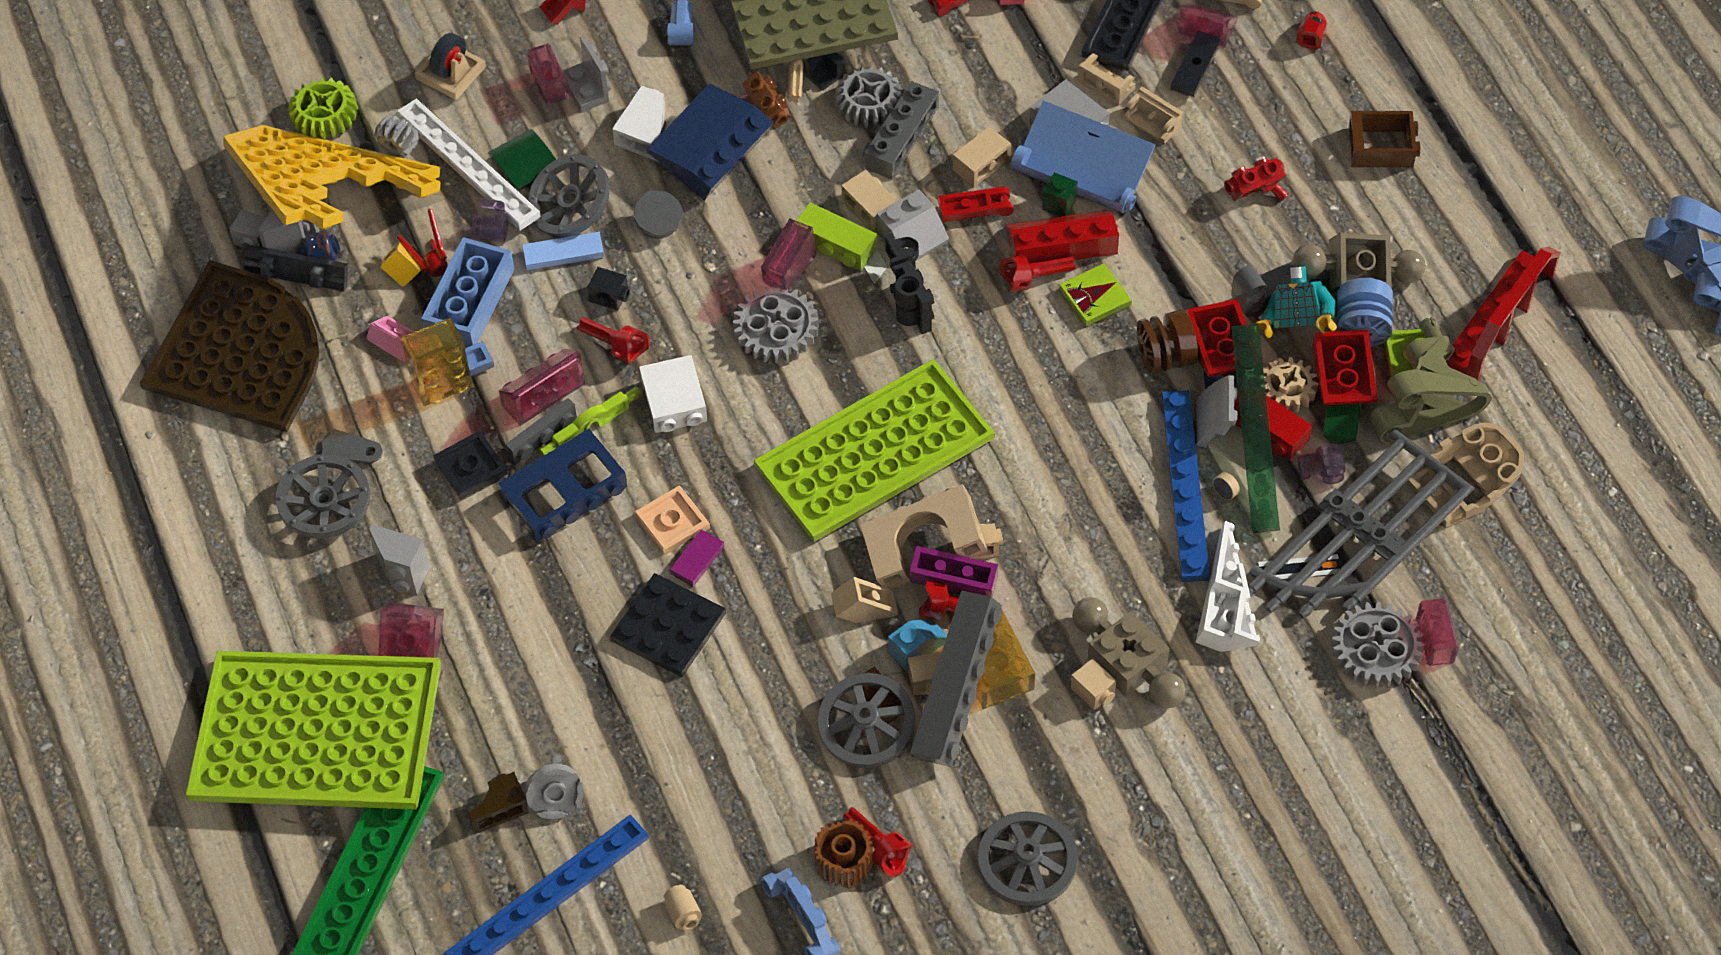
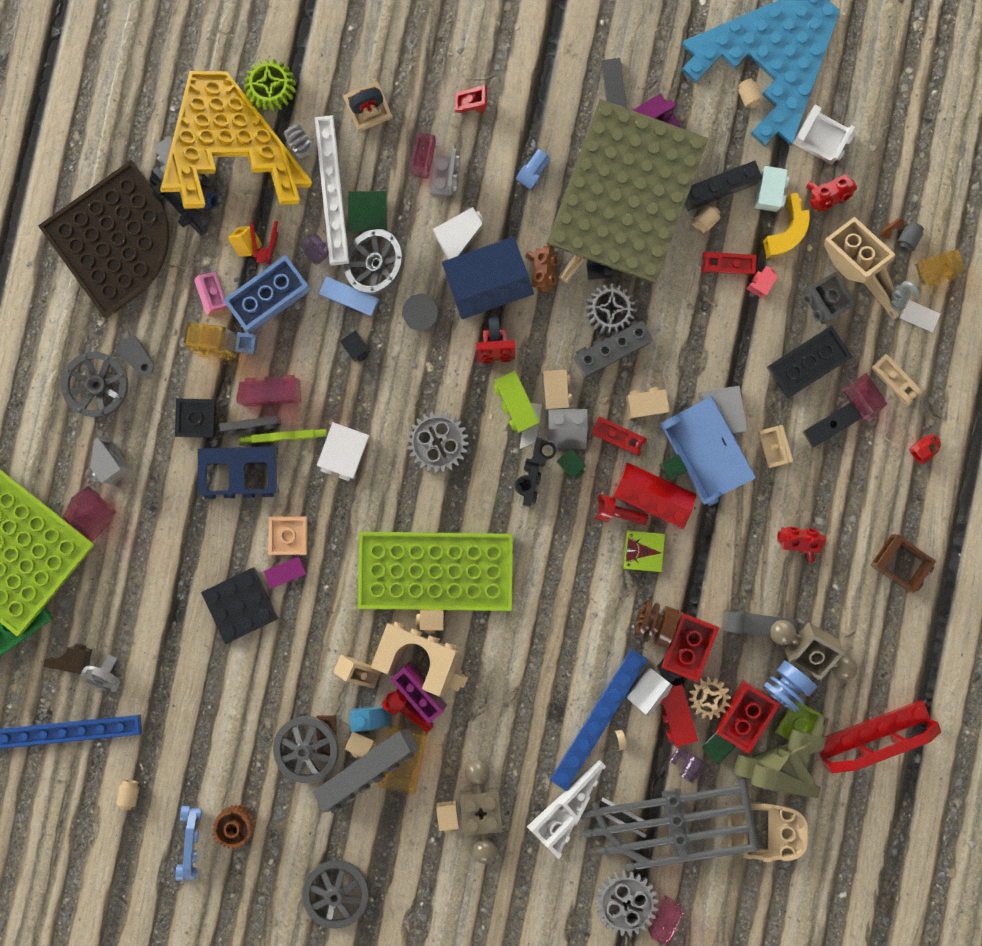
camera: 30 degrees right, 30 degrees up
(625, 343) = (338, 395): red piece -> none
(769, 192) = (495, 349): none -> red plate
(789, 255) = (472, 405): clear pink slope -> none
(890, 850) = (260, 843): red piece -> none
(907, 492) = (430, 620): none -> tan brick
(944, 258) = (571, 464): none -> dark green brick
(1104, 81) = (767, 397): tan hinge -> none
(1255, 428) = (663, 720): clear green plate -> none
(1299, 305) = (755, 656): teal torso -> none

